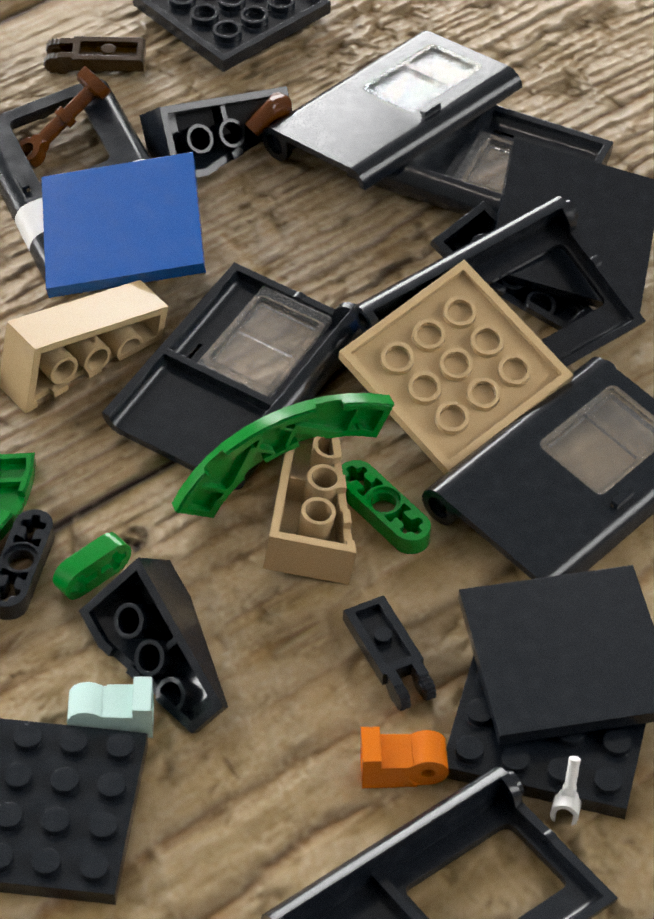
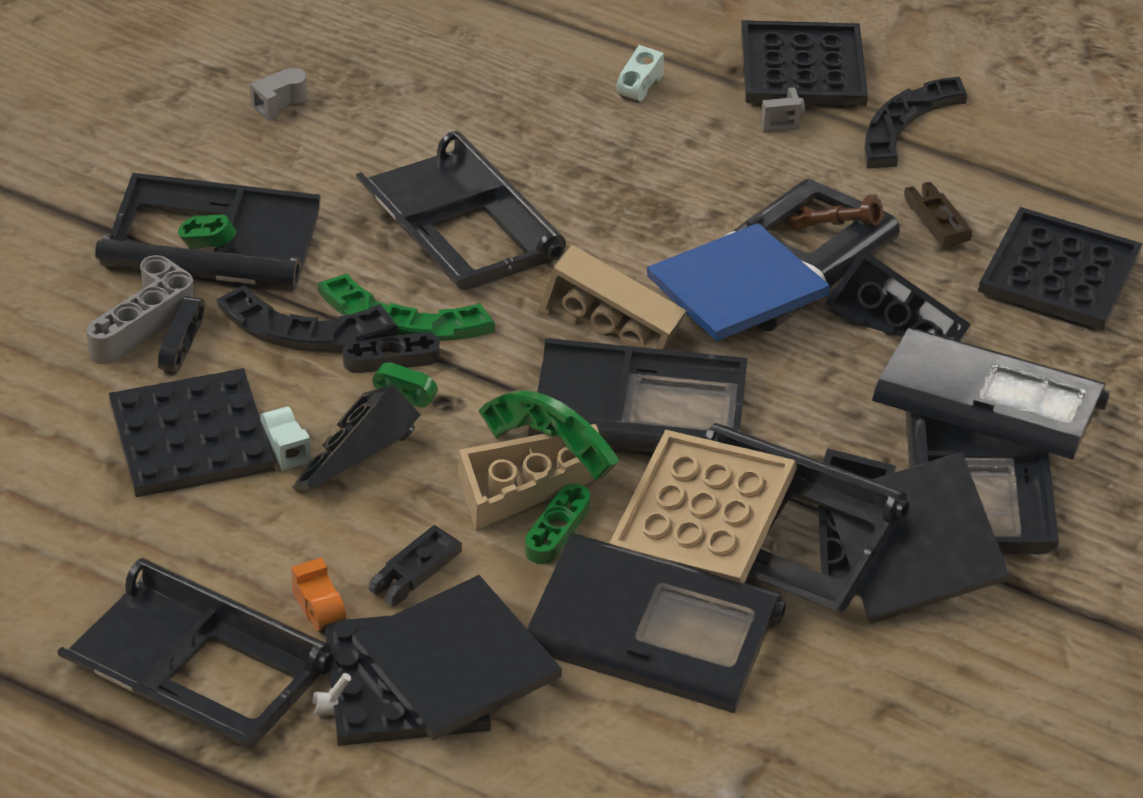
camera: 65 degrees right, 5 degrees down
(273, 109) = (931, 322): reddish brown arm -> none

